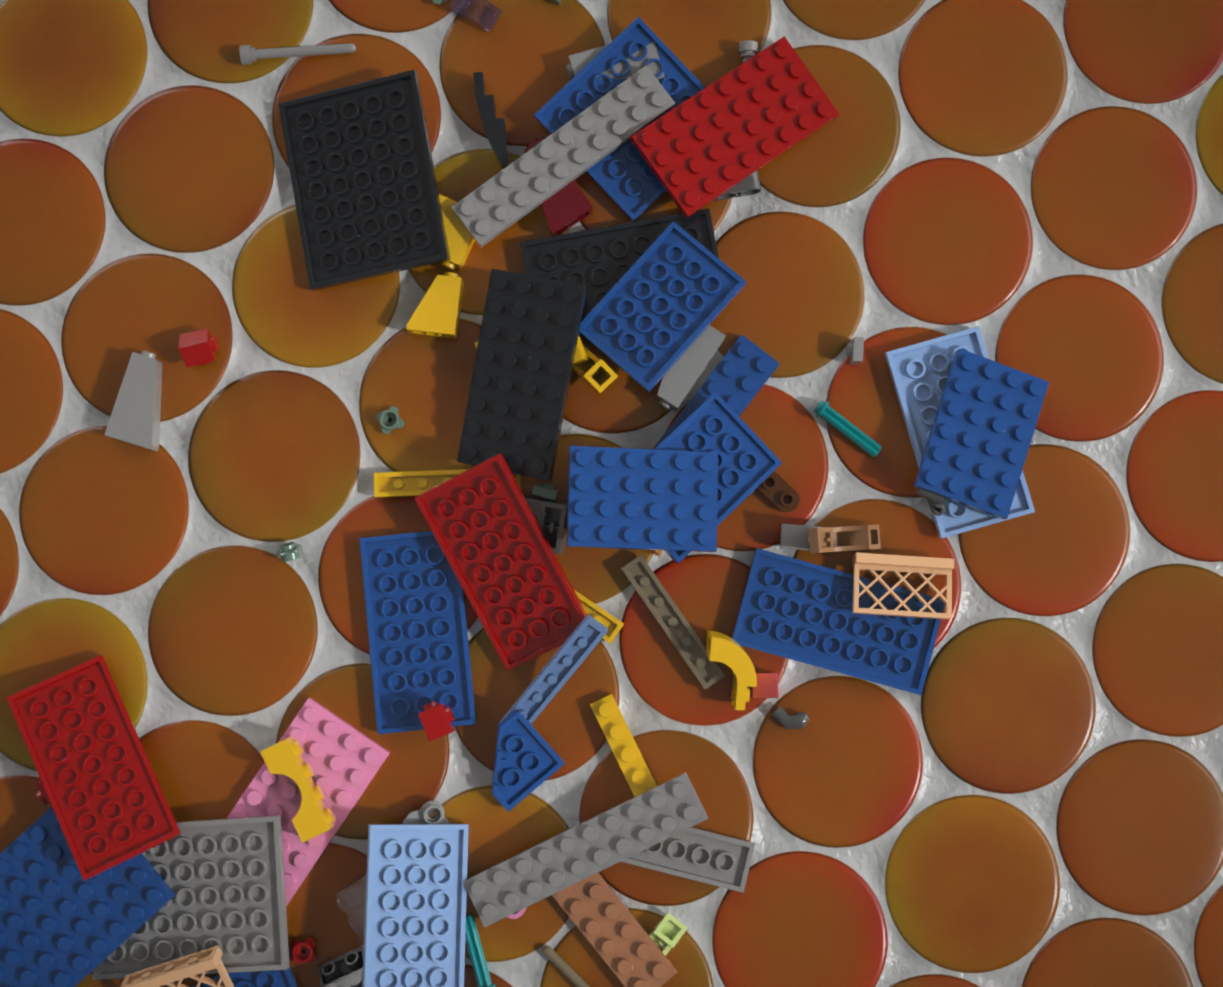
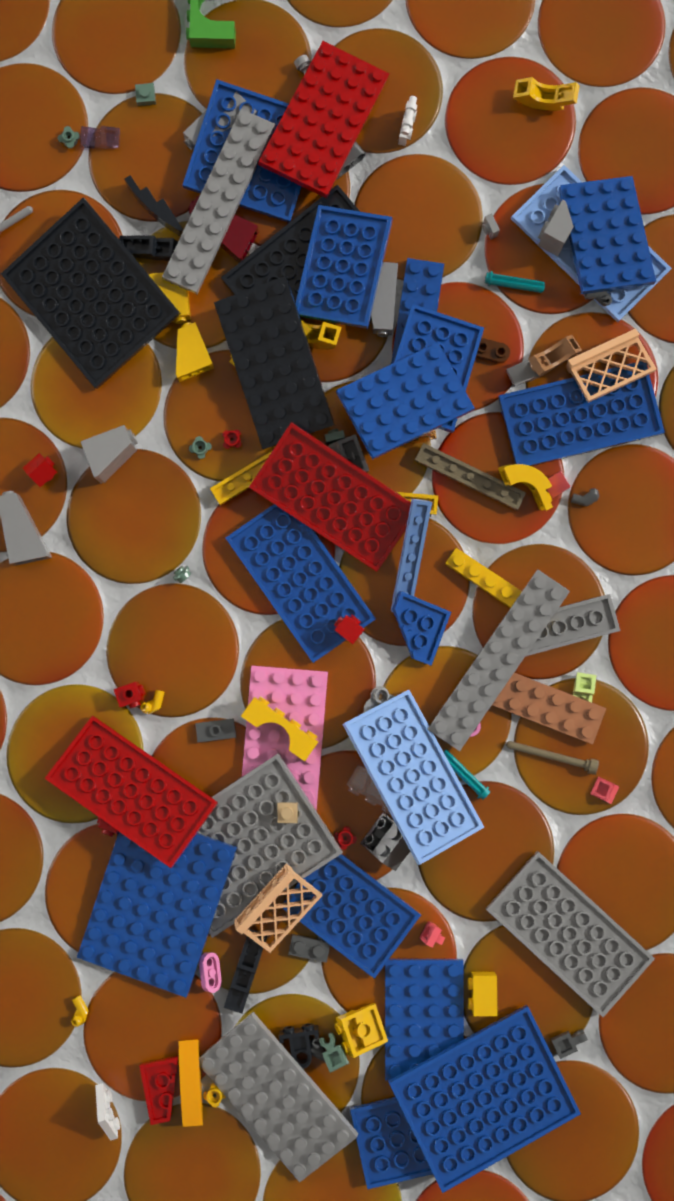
camera: 30 degrees left, 0 degrees up
(155, 655) = (130, 695): none -> red brick
(175, 680) = (154, 704): none -> yellow arm
(228, 748) = (215, 730): none -> dark grey plate
(251, 889) = (287, 812): none -> tan plate
(283, 371) = (109, 451): none -> light grey slope
(428, 423) = (231, 434): none -> red plate
(459, 162) = (149, 246): none -> black slope
(824, 184) = (408, 120): none -> white plate
(926, 400) = (556, 229): none -> light grey slope
(1000, 235) = (543, 96): none -> yellow arch

